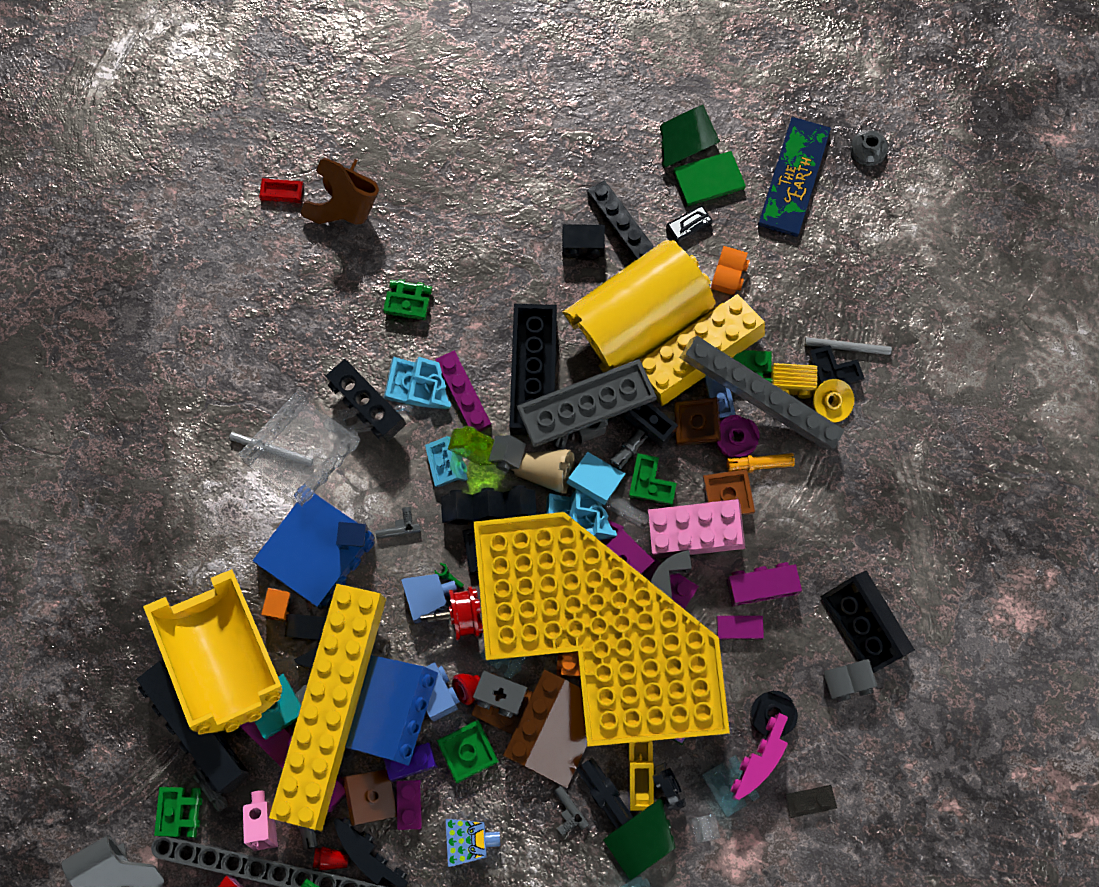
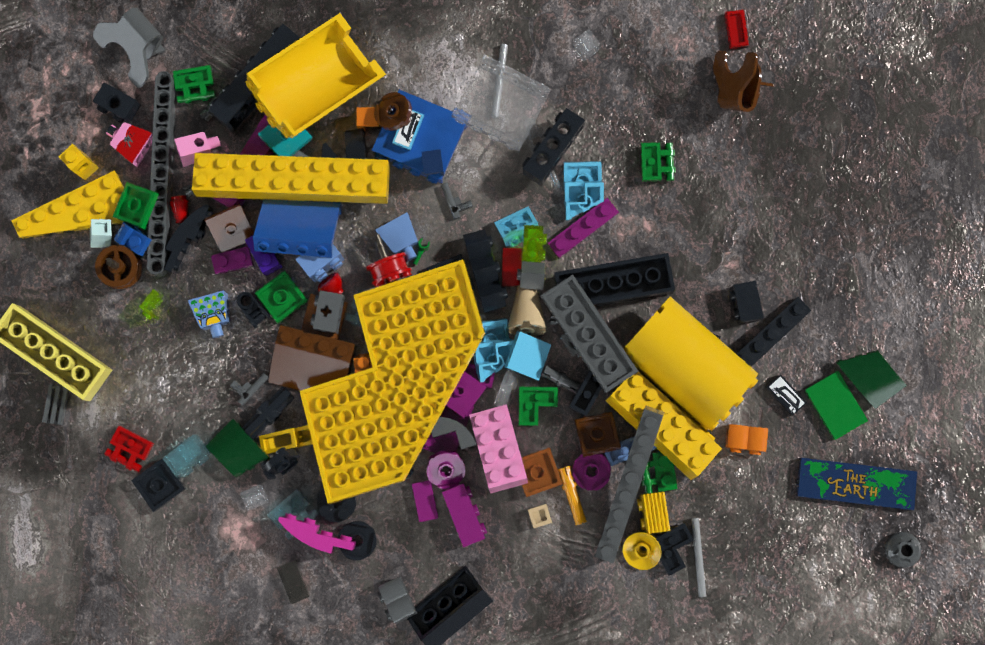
camera: 80 degrees right, 10 degrees up
(256, 345) = (586, 45): none -> clear brick
(289, 562) = (399, 118): none -> reddish brown plate
(303, 558) = (406, 135): none -> tile
(476, 788) = (254, 311): none -> black piece
(488, 476) = (511, 262): none -> red tile
(697, 595) = (454, 475): none -> magenta plate
(732, 743) = (336, 514): none -> black plate
(777, 502) = (539, 516): none -> tan plate

